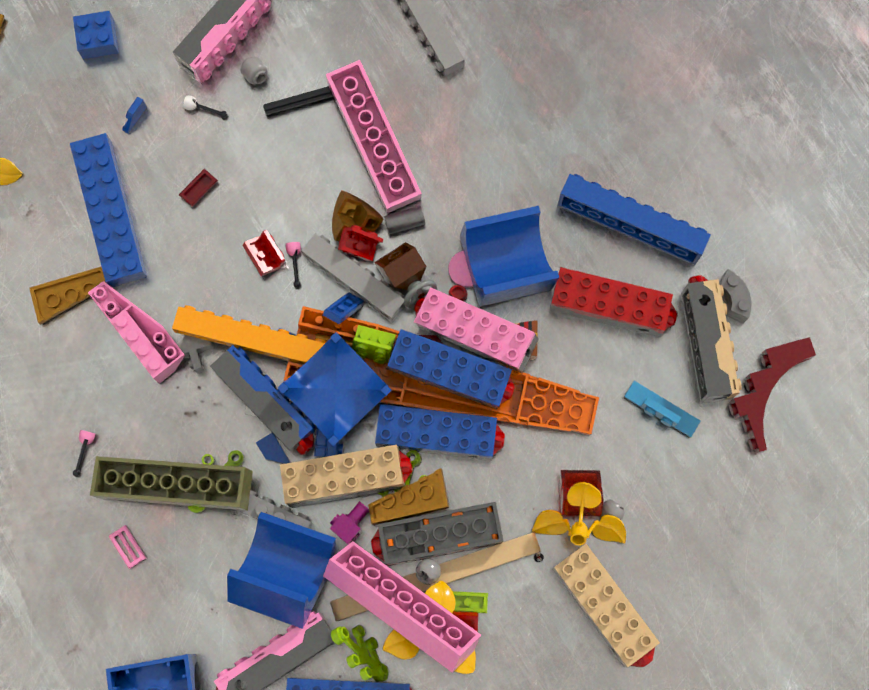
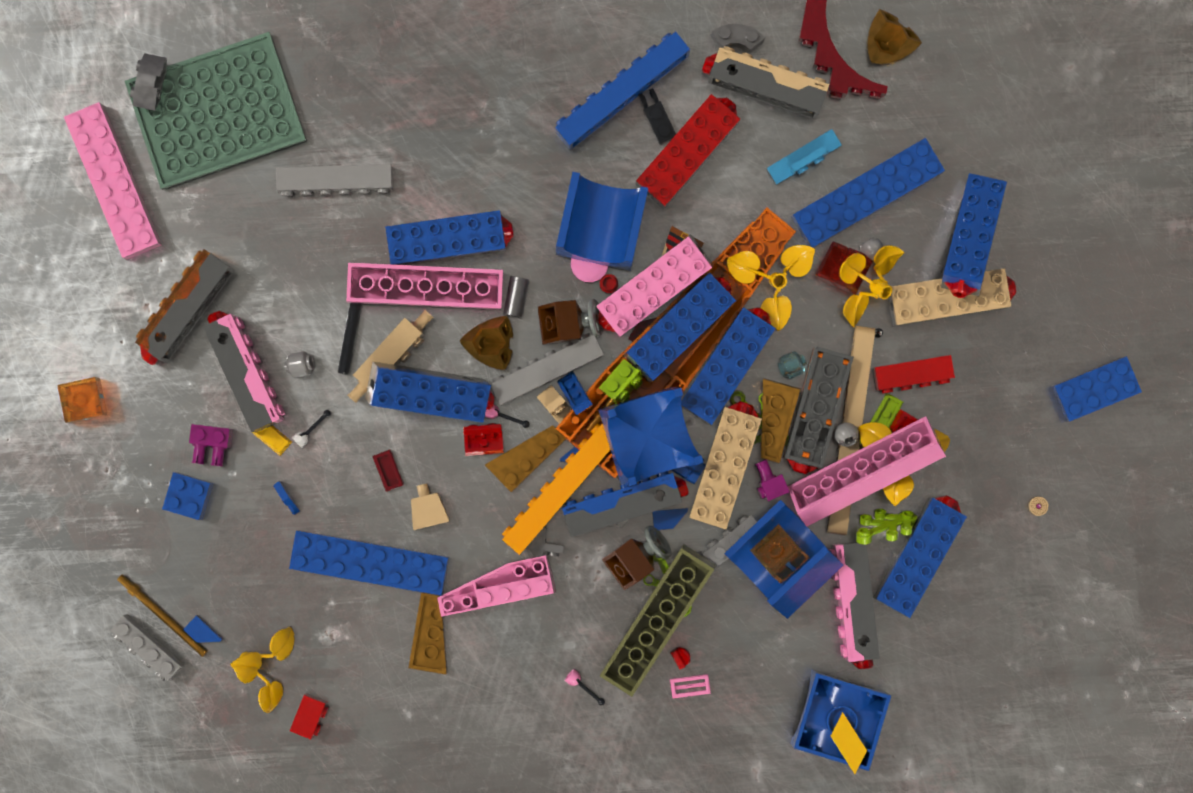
camera: 60 degrees left, 10 degrees up
(149, 524) = (681, 657): none -> red plate
(157, 33) = (206, 436): none -> magenta brick
(179, 236) = (427, 509): none -> tan torso
(180, 83) = (274, 439): none -> yellow tile
(218, 435) = (634, 559): none -> reddish brown piece
(260, 295) = (523, 459): none -> pearl gold wing
(280, 182) = (428, 392): none -> blue piece
(283, 561) = (779, 554): none -> clear orange container
(298, 137) = (392, 350): none -> tan brick
(326, 295) = (554, 403): none -> tan bracket
(359, 242) = (519, 349): red bracket -> none
(426, 137) = (448, 238): none -> blue piece
(468, 492) = (792, 365): none -> clear light blue head
(518, 608) = (913, 373): none -> red brick
(565, 447) = (798, 262): none -> yellow plant
(627, 262) = (657, 118): none -> black hinge
(661, 482) = (868, 193): none -> blue brick
(674, 596) = (973, 235): none -> blue piece
(810, 432) = (890, 39): none -> pearl gold brick

